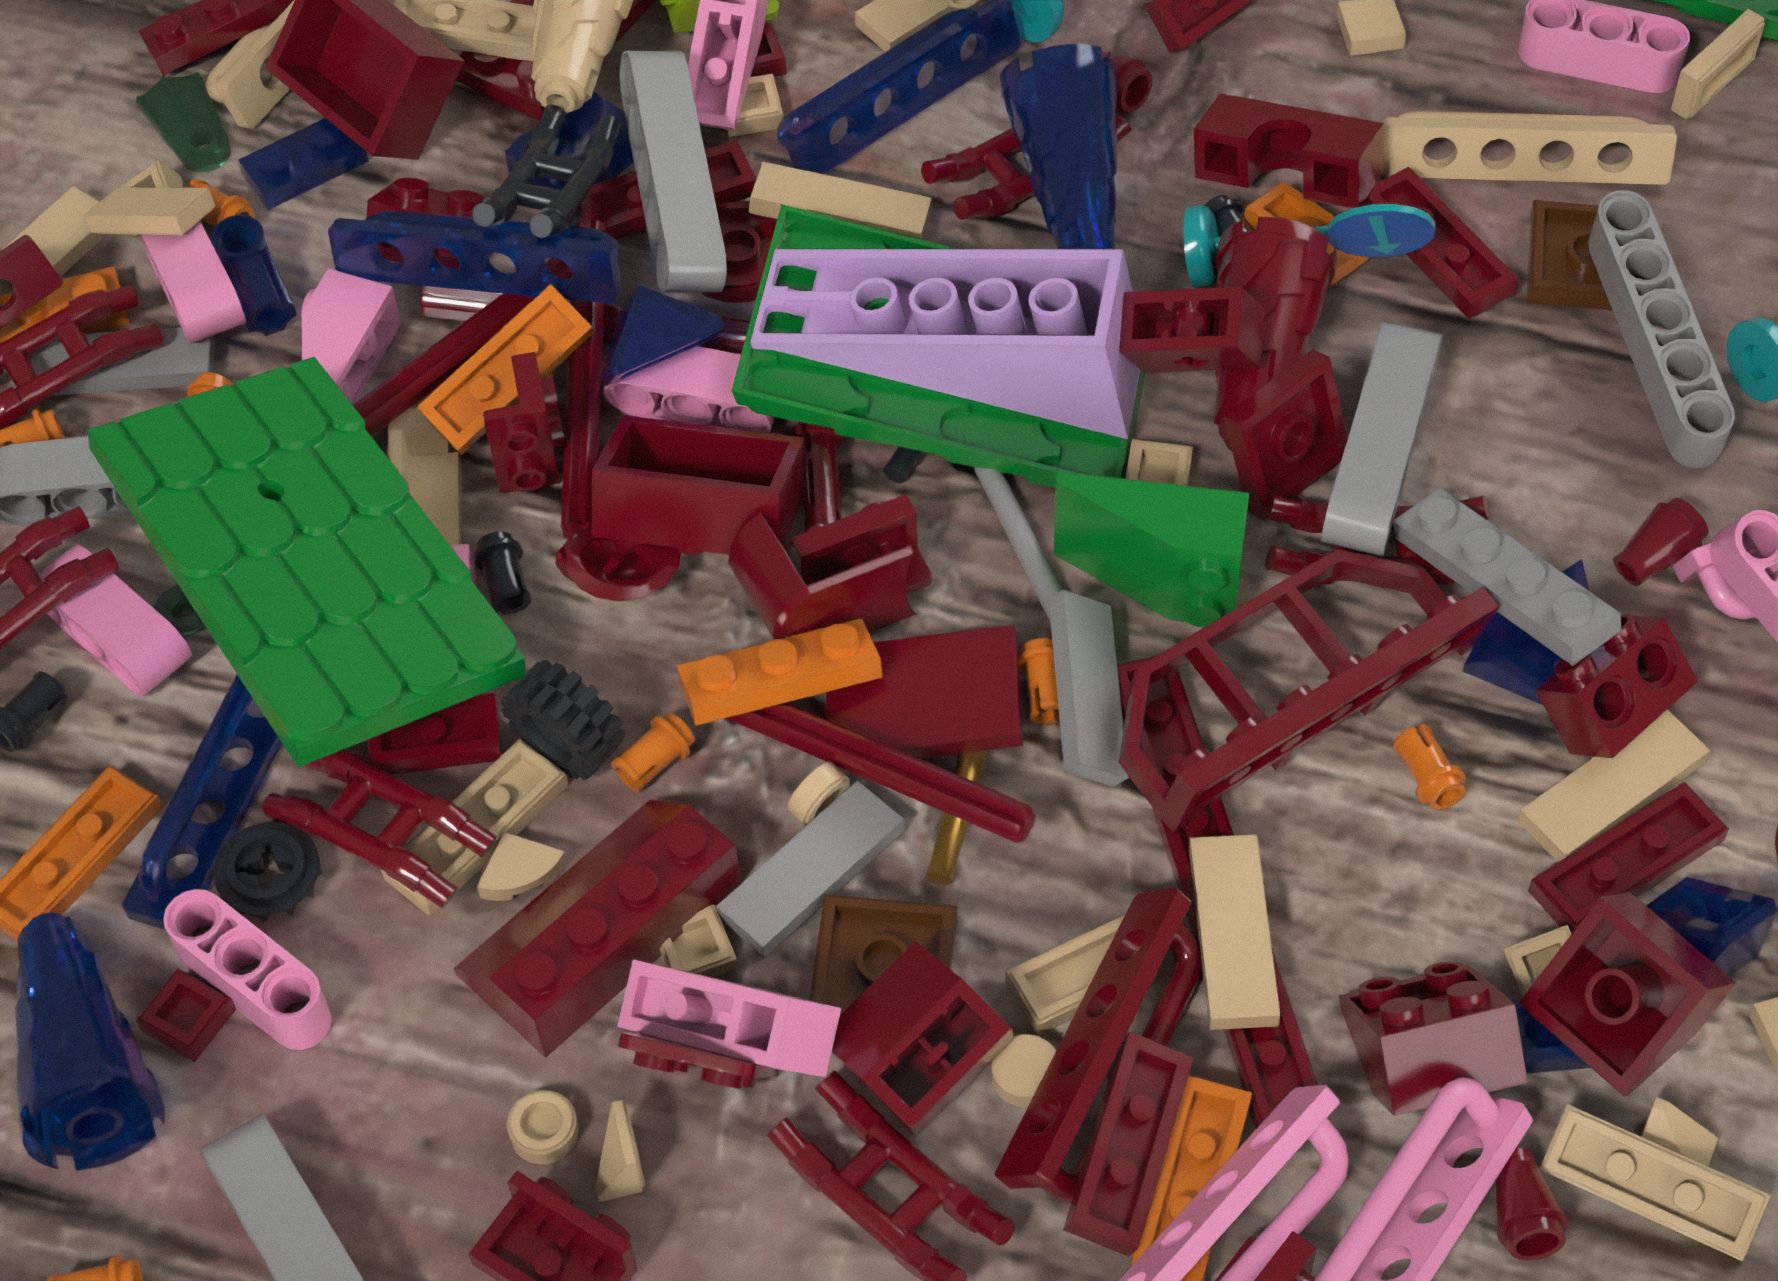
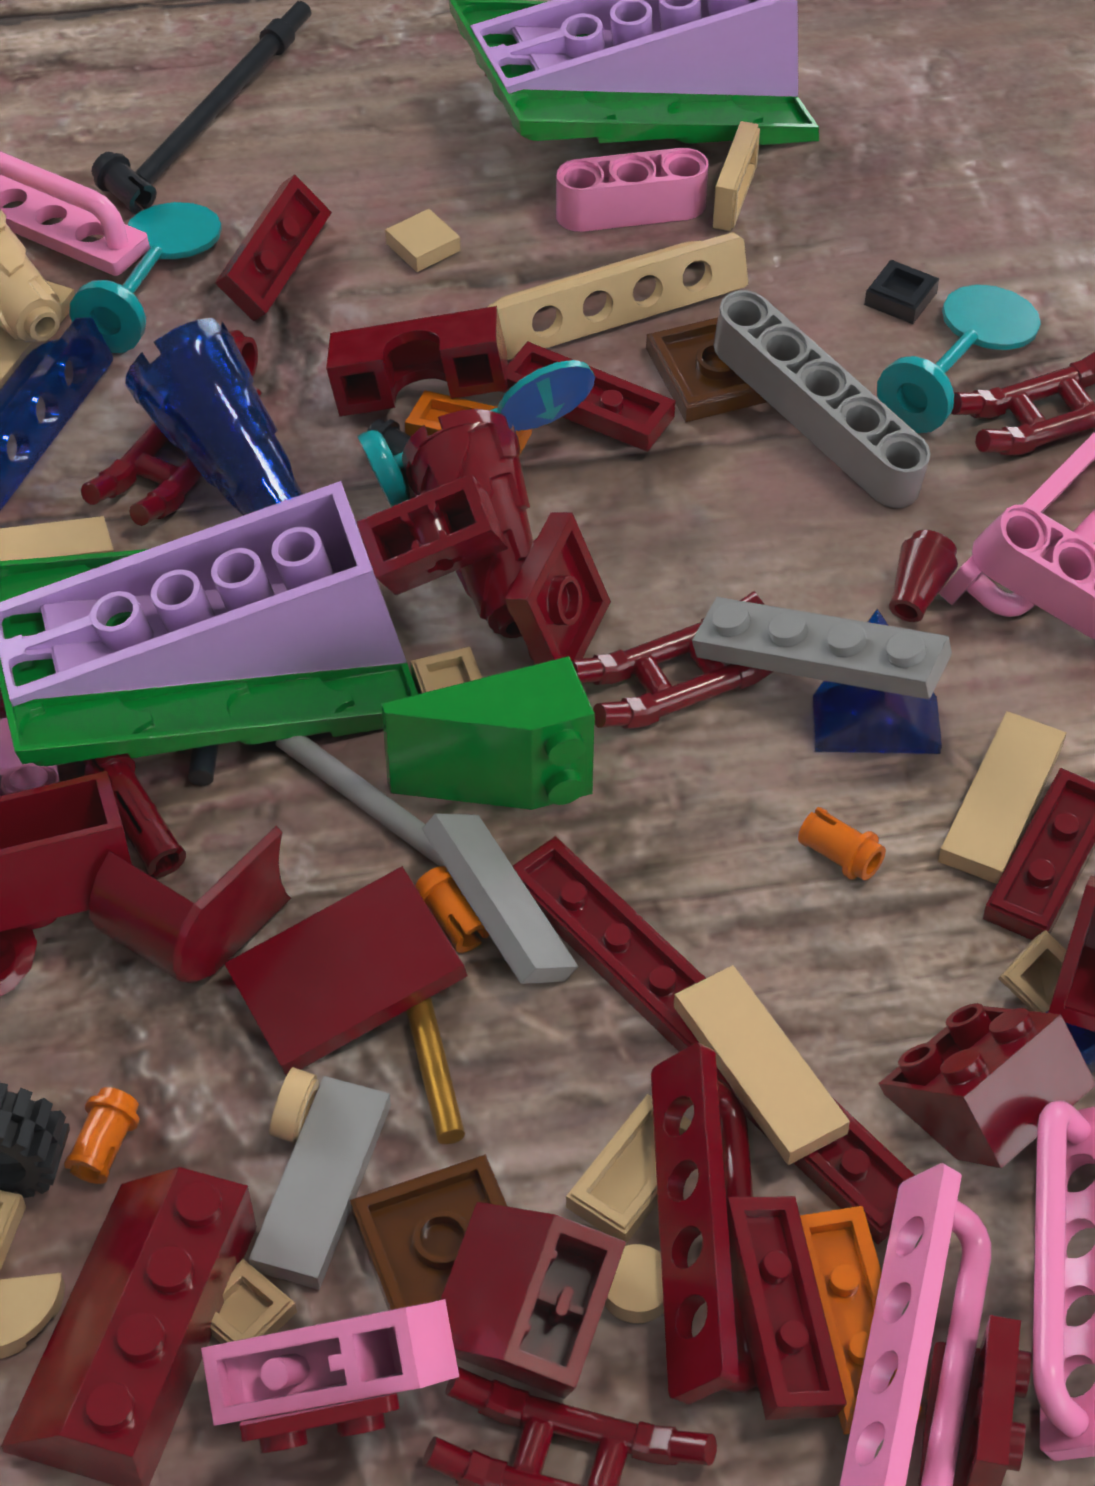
camera: 30 degrees left, 5 degrees down
(779, 671) = (194, 1003): orange plate -> none
(859, 539) = (213, 845): dark red bracket -> none
(893, 769) = (324, 1048): dark red axle -> none
(1305, 712) = (719, 835): dark red plate -> none
(1382, 439) = (641, 576): light grey beam -> none
(1617, 687) = (969, 712): dark red brick -> none

